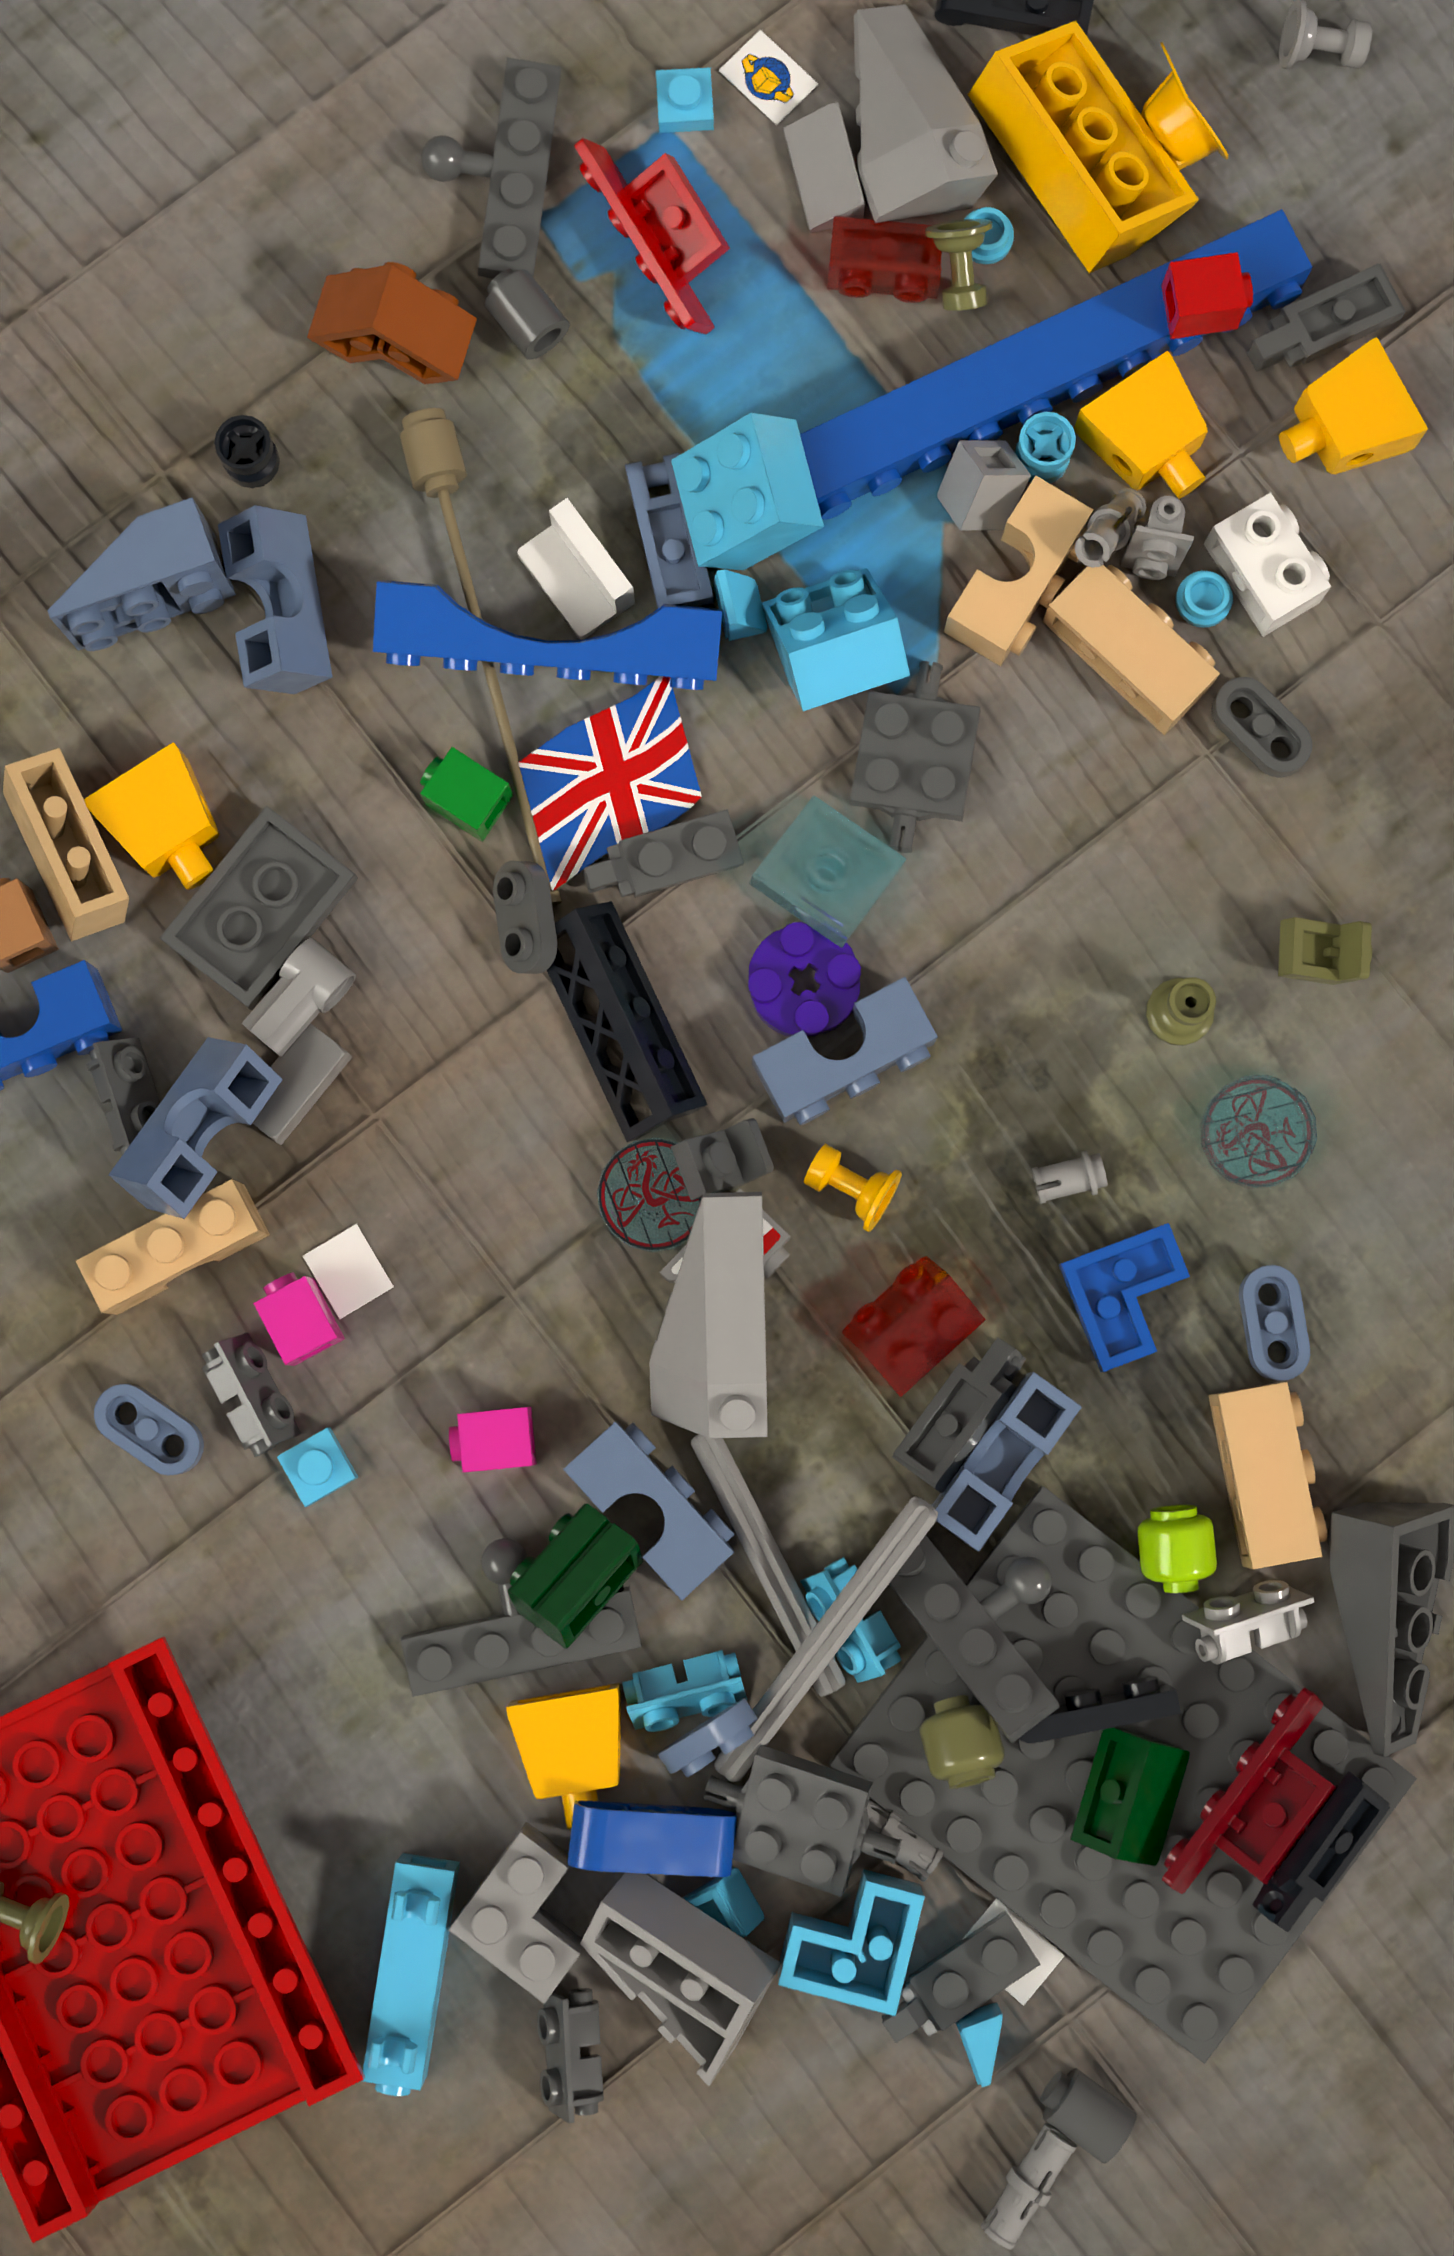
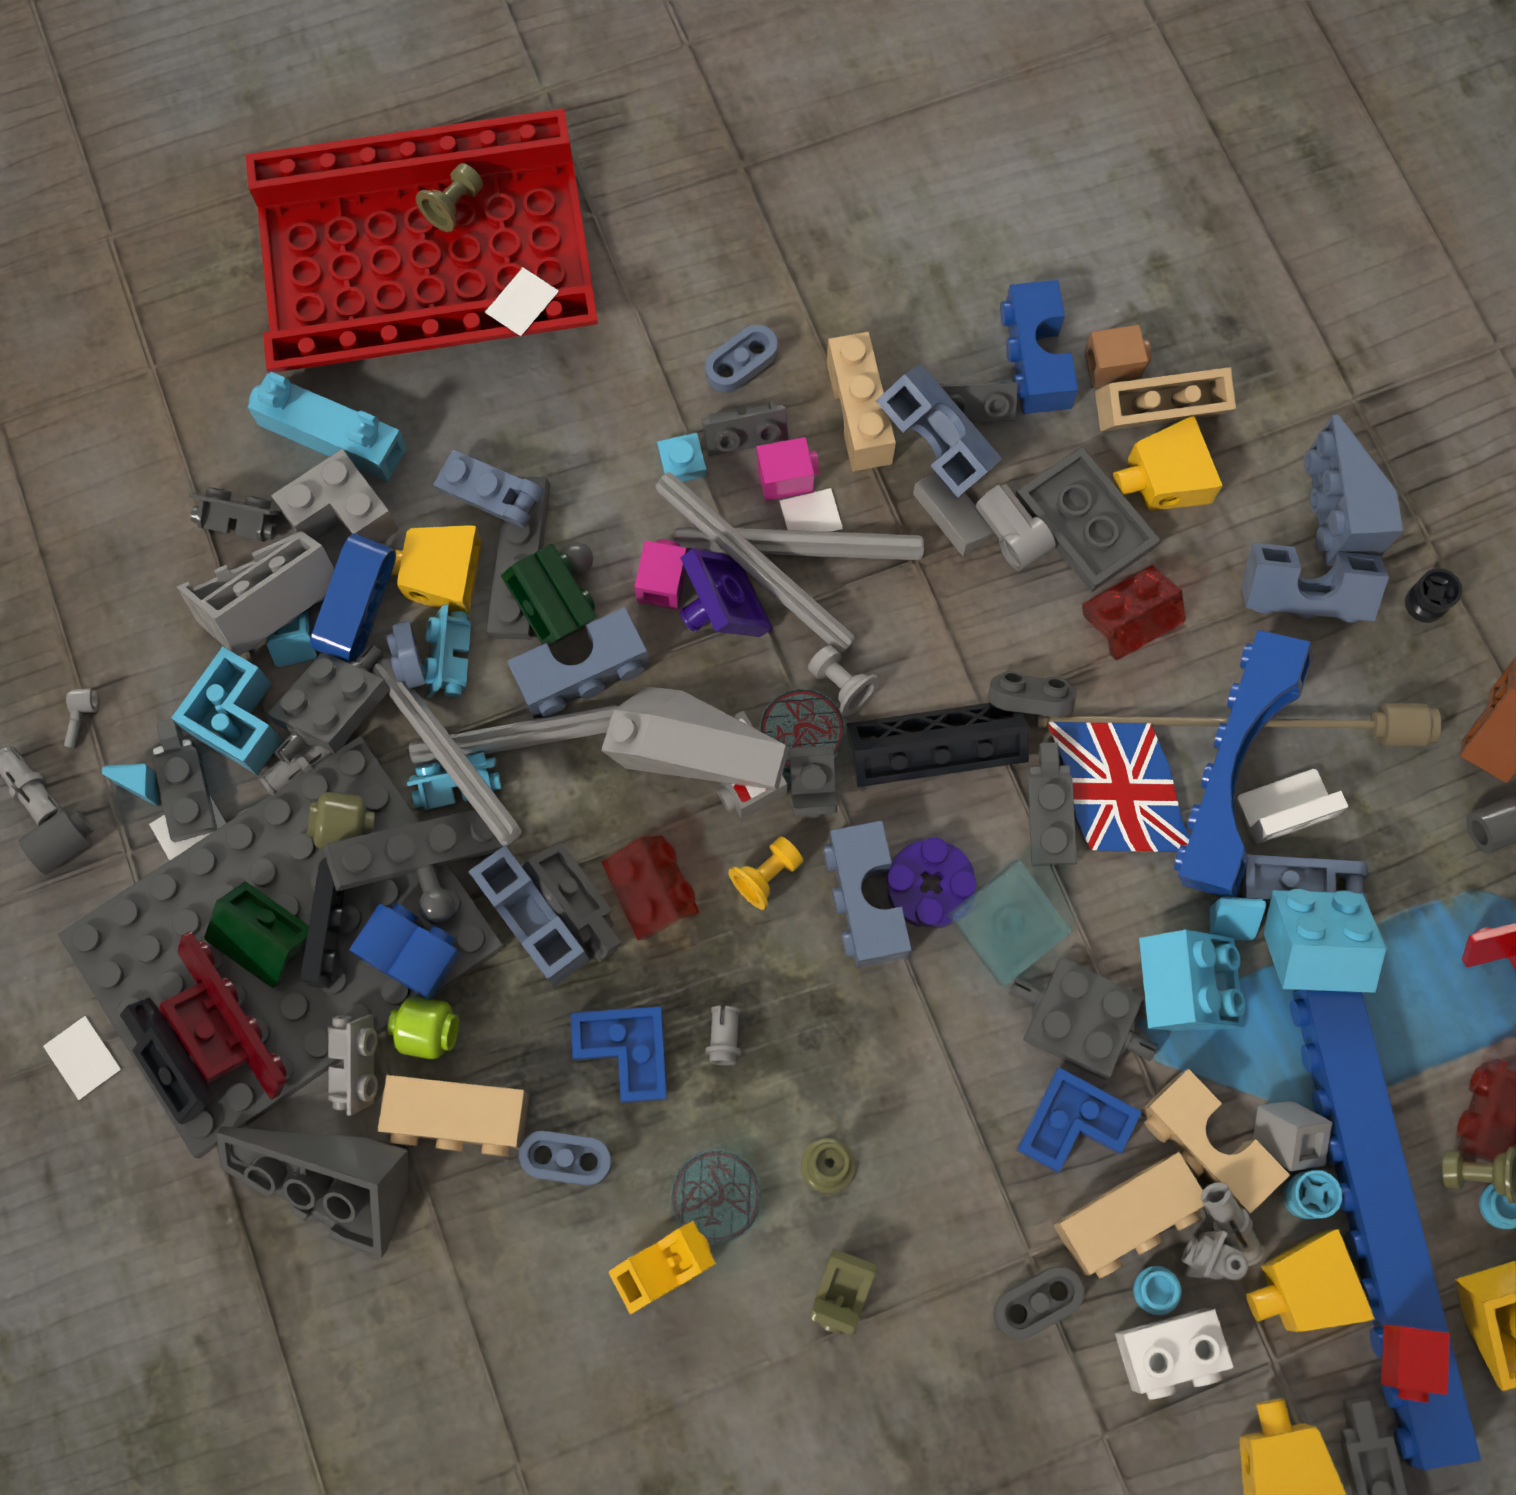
camera: 105 degrees right, 10 degrees down
(162, 1752) = (521, 301): none -> white sticker
(370, 816) = (1136, 611): none -> clear red bracket
(397, 1274) = (813, 543): none -> light grey axle
(442, 1712) = (488, 488): none -> sand blue plate
(446, 1322) = (754, 562): none -> light grey axle
(465, 793) = (1135, 678): green brick -> none
(508, 1346) = (724, 596): none -> dark purple tile
(583, 1143) = (854, 691): none -> light grey piece
(896, 2164) = (79, 702): none -> light grey hand
(1028, 744) = (1074, 1108): none -> blue plate
(1096, 1598) = (406, 950): none -> blue brick
(1339, 1972) = (82, 1057): none -> white sticker
(1364, 1166) = (662, 1267): none -> yellow brick

